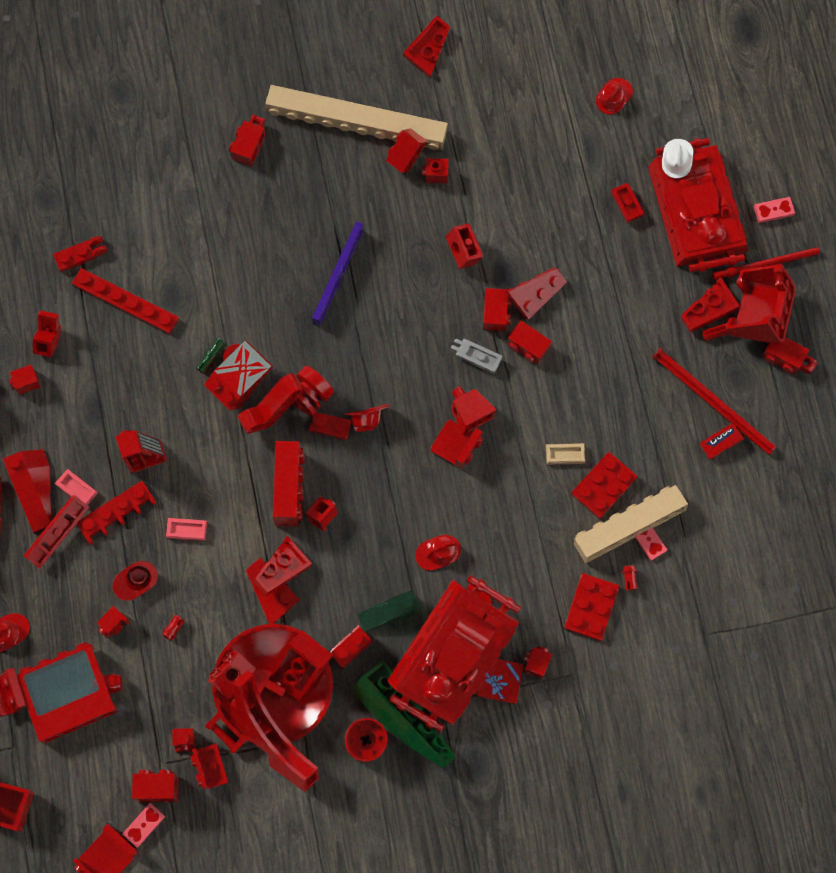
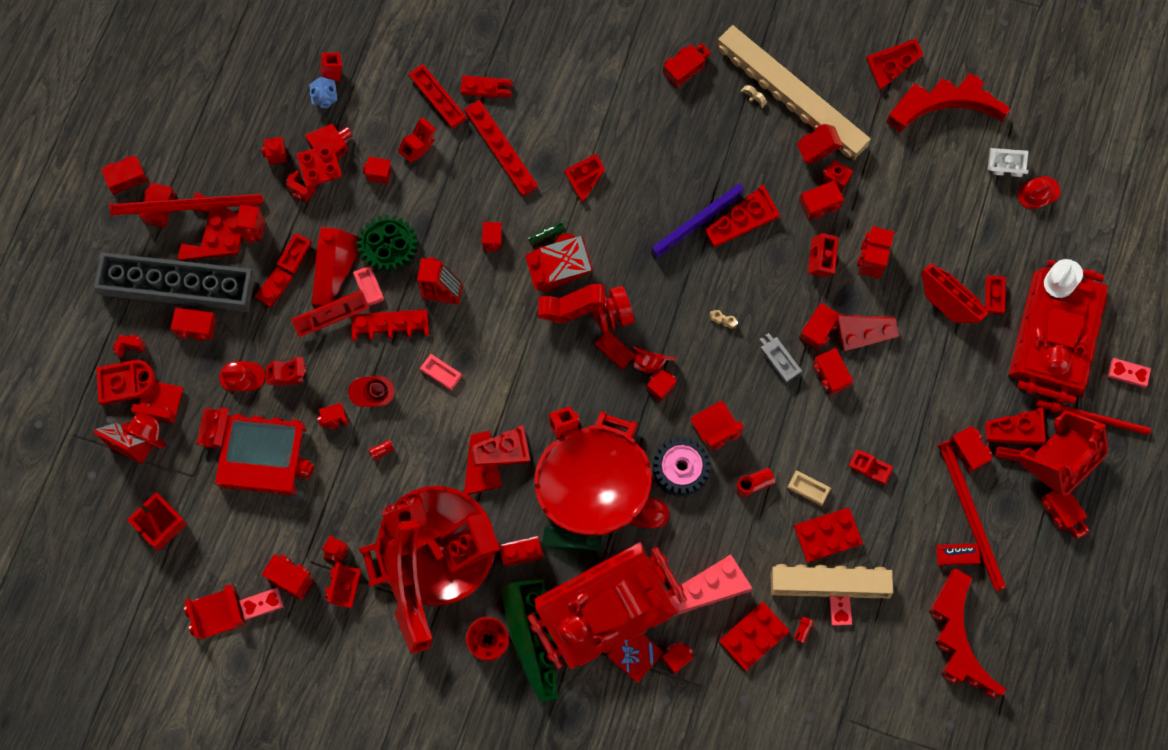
camera: 30 degrees right, 0 degrees up
(41, 285) = (437, 96): none -> red plate
(47, 606) = (286, 373): none -> red brick
(56, 434) = (387, 243): none -> dark green gear
(163, 384) = (492, 236): none -> red brick
(215, 286) = (585, 175): none -> red wing
(287, 480) = (547, 380): red brick -> none
(324, 137) = (754, 95): none -> tan piece
(377, 248) = (748, 215): none -> red wing
(377, 547) = (594, 478): none -> red dish
(388, 433) = (661, 384): none -> red brick
(403, 348) = (718, 317): none -> tan piece
(435, 198) = (821, 200): none -> red brick
(446, 510) = (685, 452): none -> wheel
(471, 409) = (746, 403): red torso -> none
(488, 53) = (946, 95): none -> red arch
(507, 222) = (874, 252): none -> red piece
(518, 474) = (755, 481): none -> red piece
(534, 580) = (713, 585): none -> coral wedge
(574, 82) = (1008, 161): none -> white bracket
(593, 223) = (951, 296): none -> red wedge
(607, 407) = (871, 467): none -> red slope
(682, 345) = (971, 449): none -> red brick
(757, 514) = (952, 638): none -> red arch

